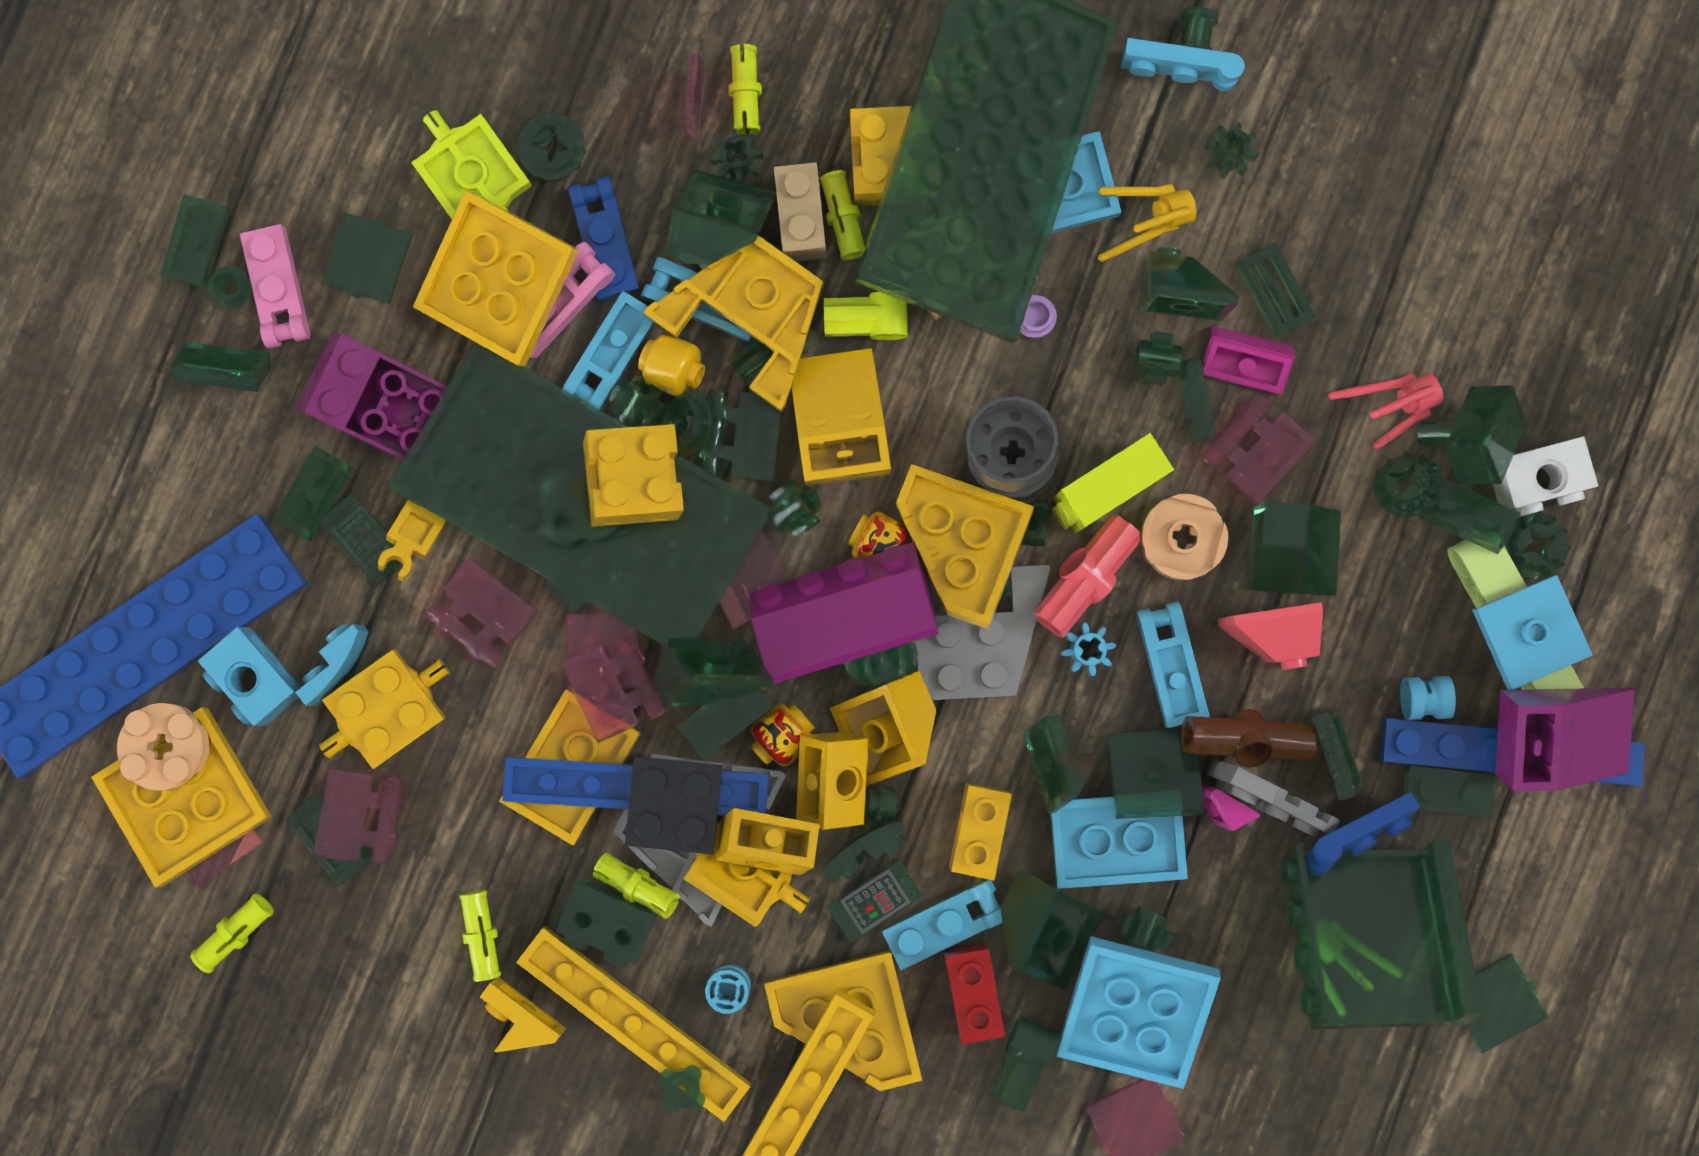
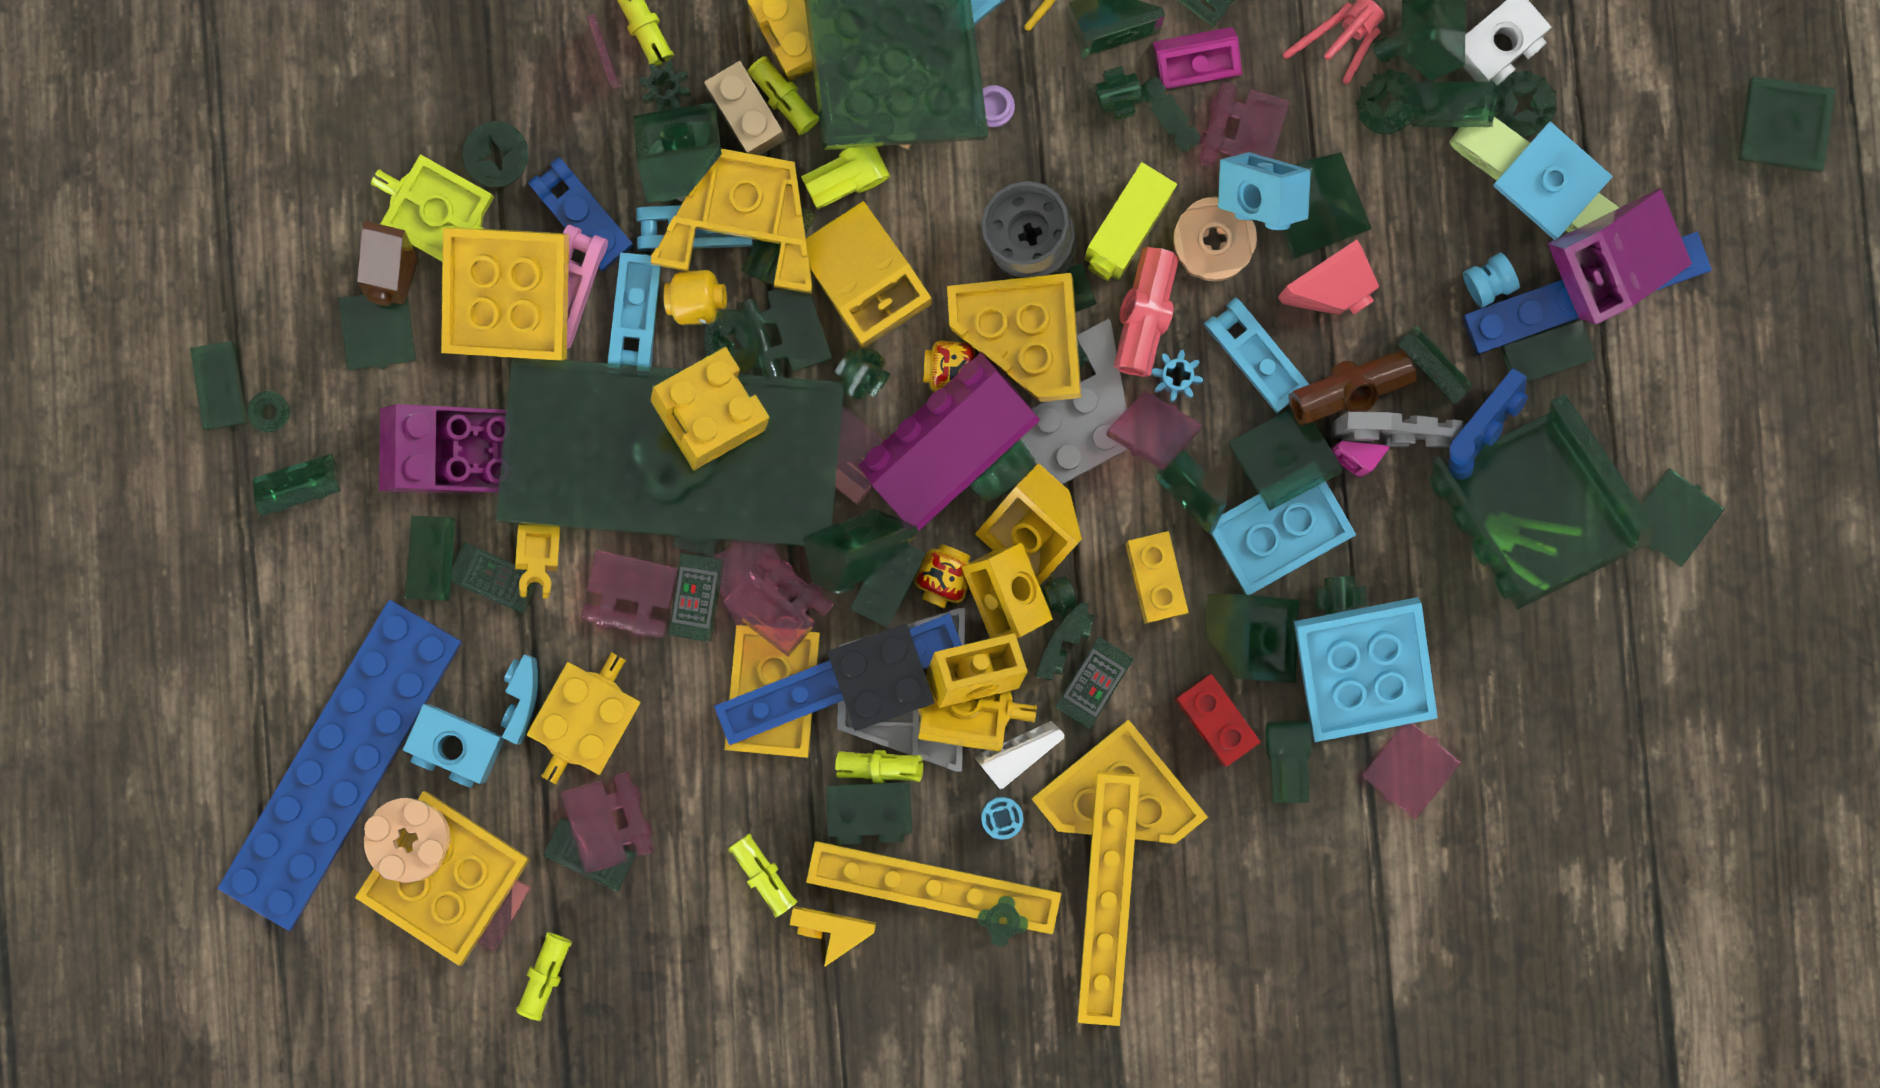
camera: 30 degrees left, 0 degrees up
(275, 285) = (307, 390): bright pink plate -> none
(398, 199) = (385, 264): none -> slope
(541, 645) = (696, 597): none -> clear green tile
(636, 402) = (679, 344): clear green gear -> none
(773, 936) = (1019, 753): none -> white slope
(942, 924) = (1162, 676): medium azure plate -> none
(1042, 691) = (1154, 430): none -> clear pink piece
(1254, 514) = (1264, 190): none -> medium azure brick

